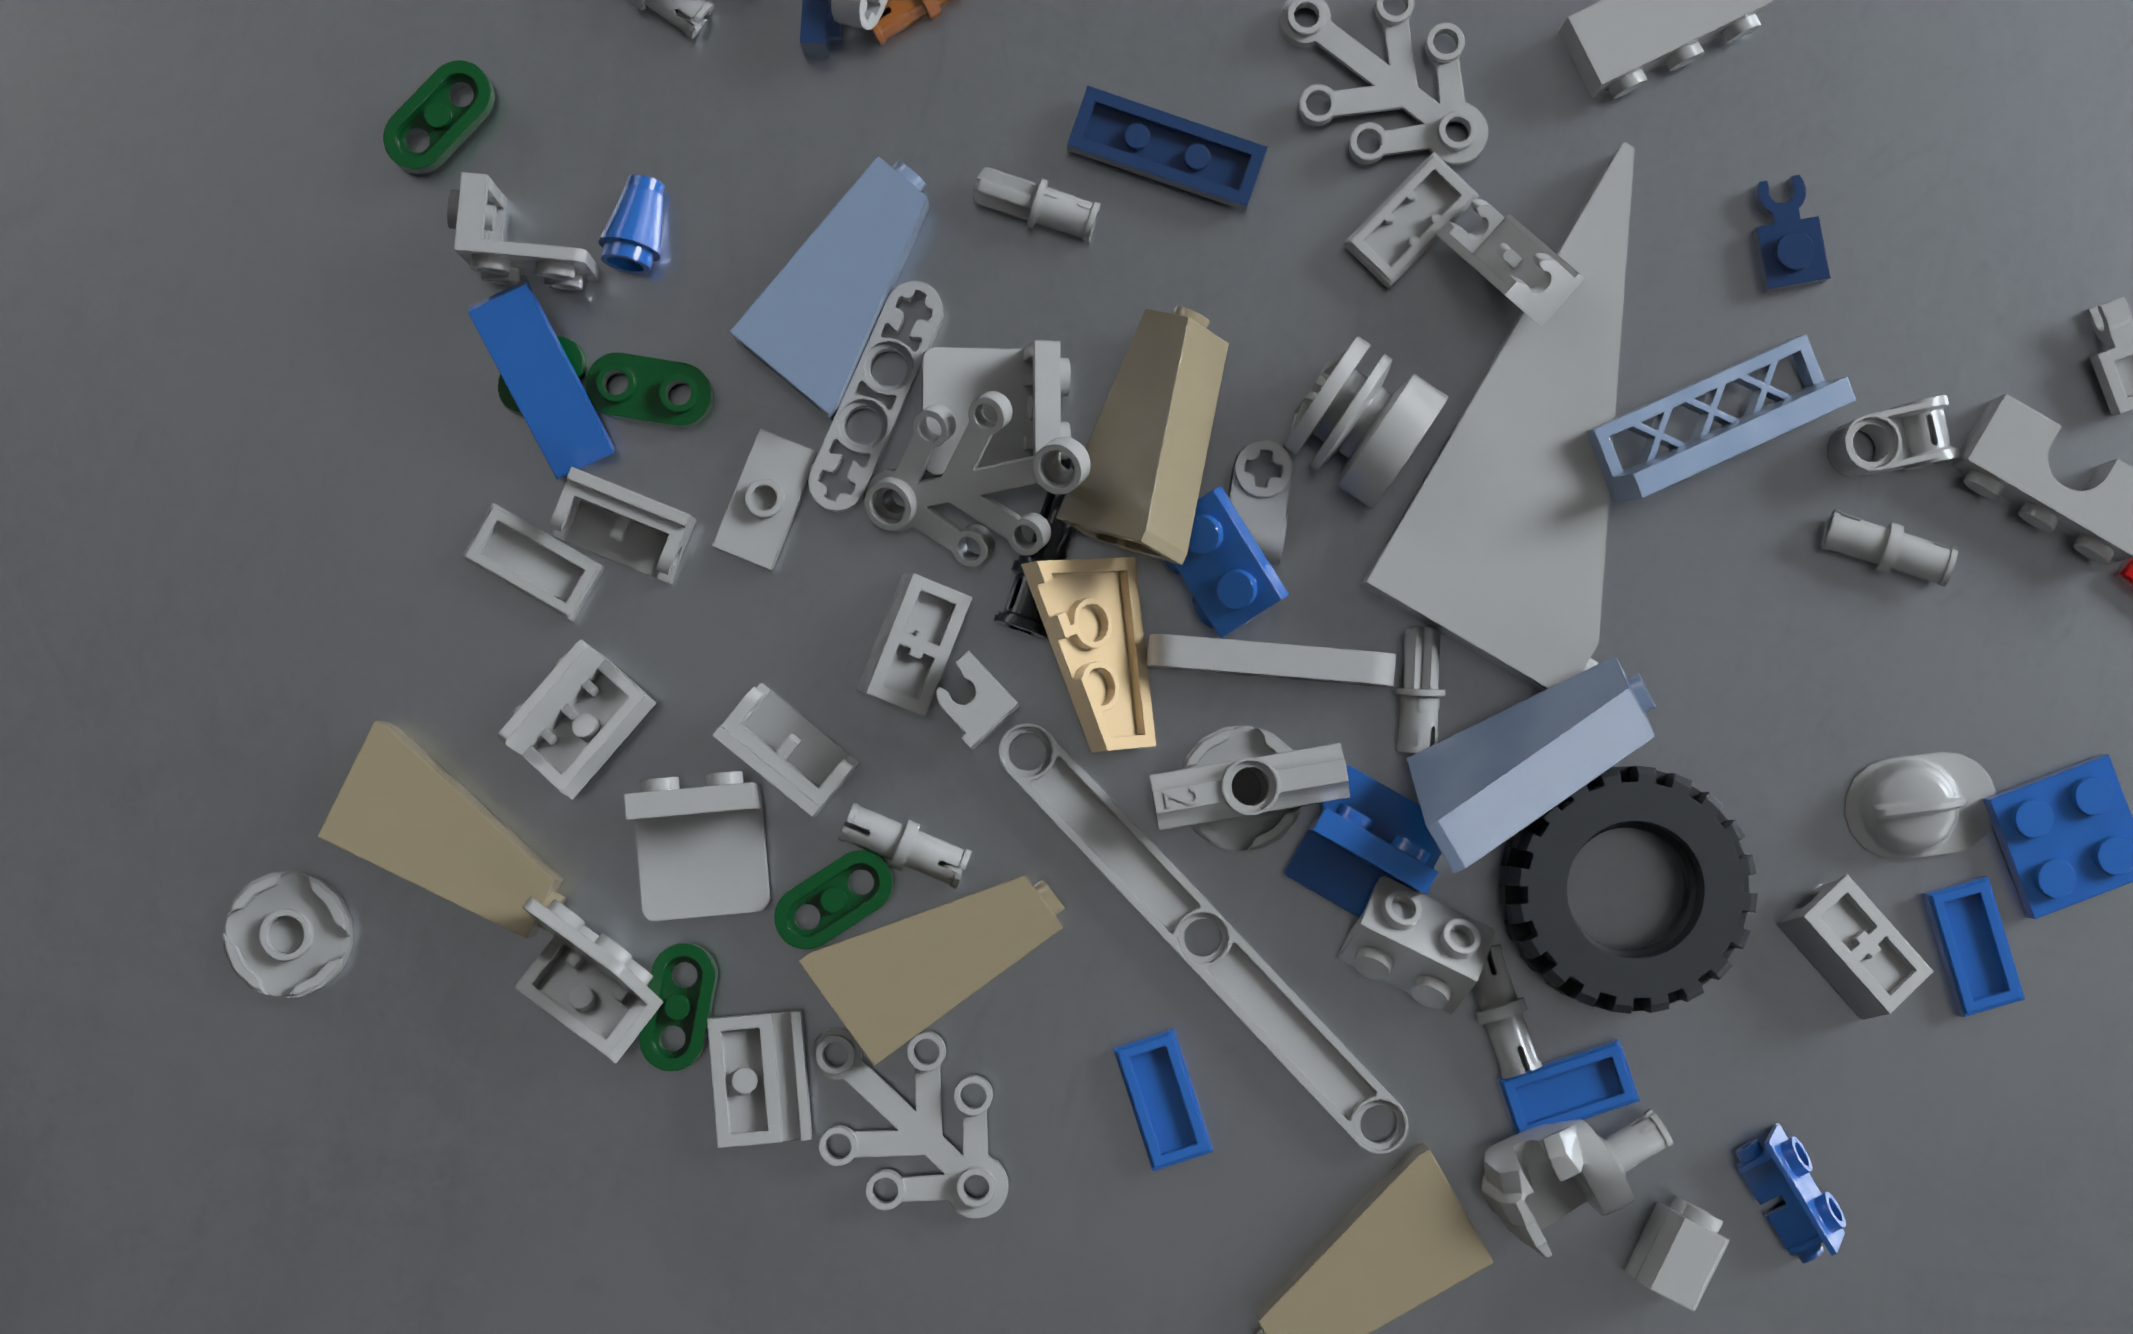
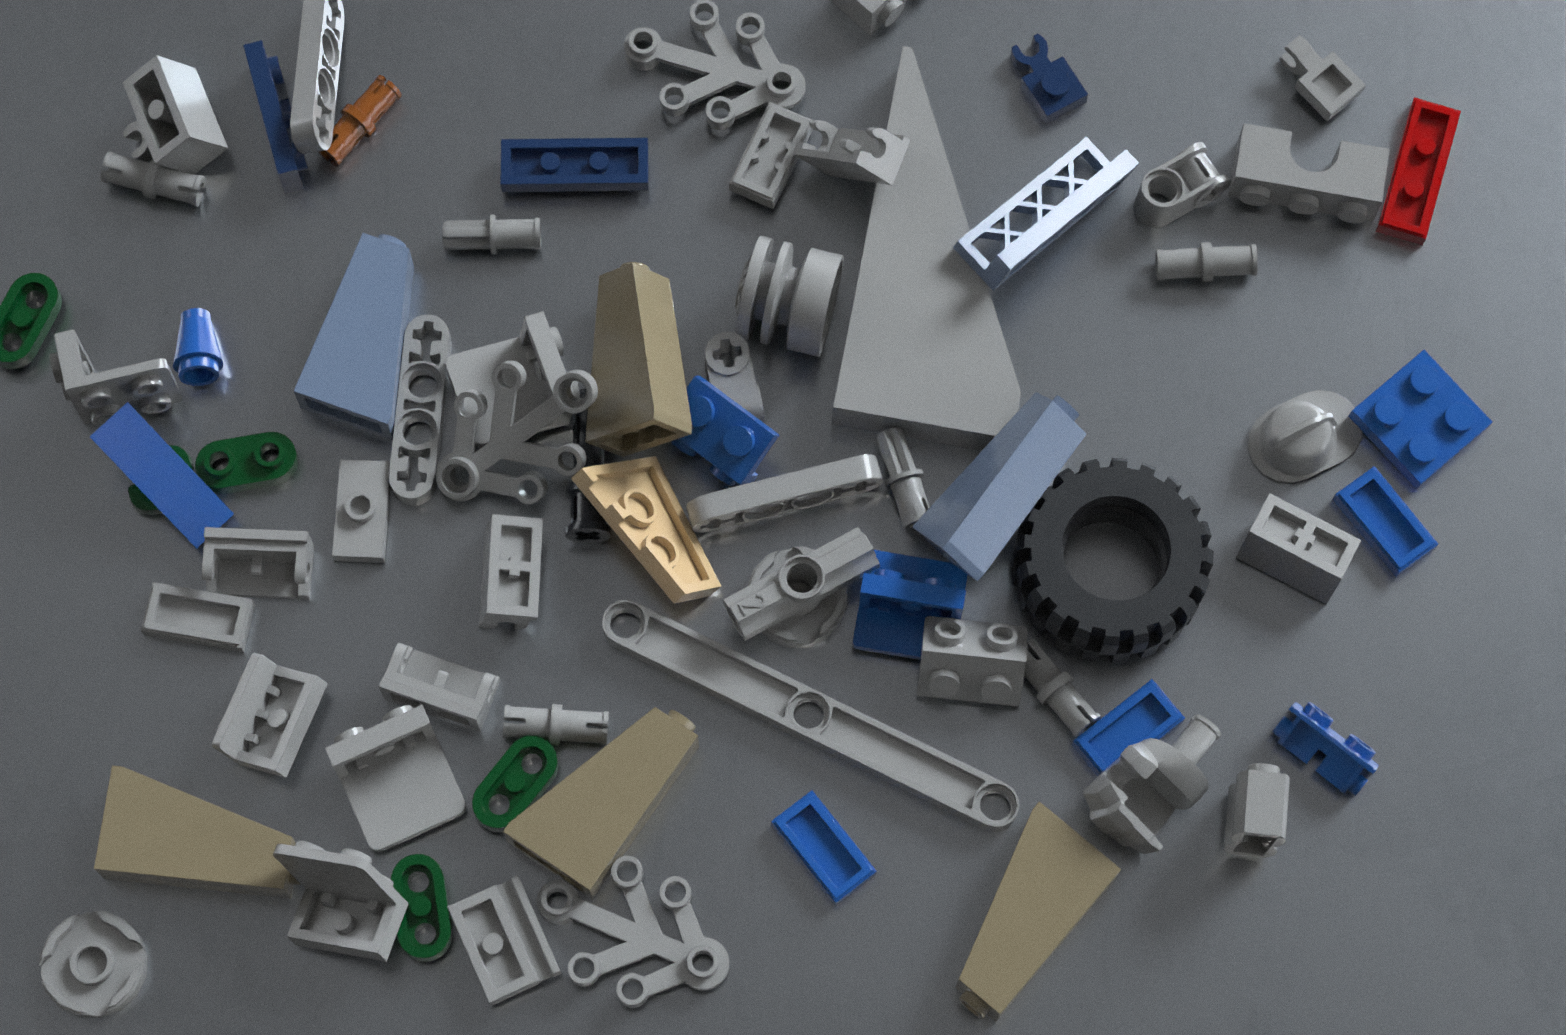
camera: 20 degrees left, 15 degrees down
(981, 711) = (579, 587): light grey hinge -> none

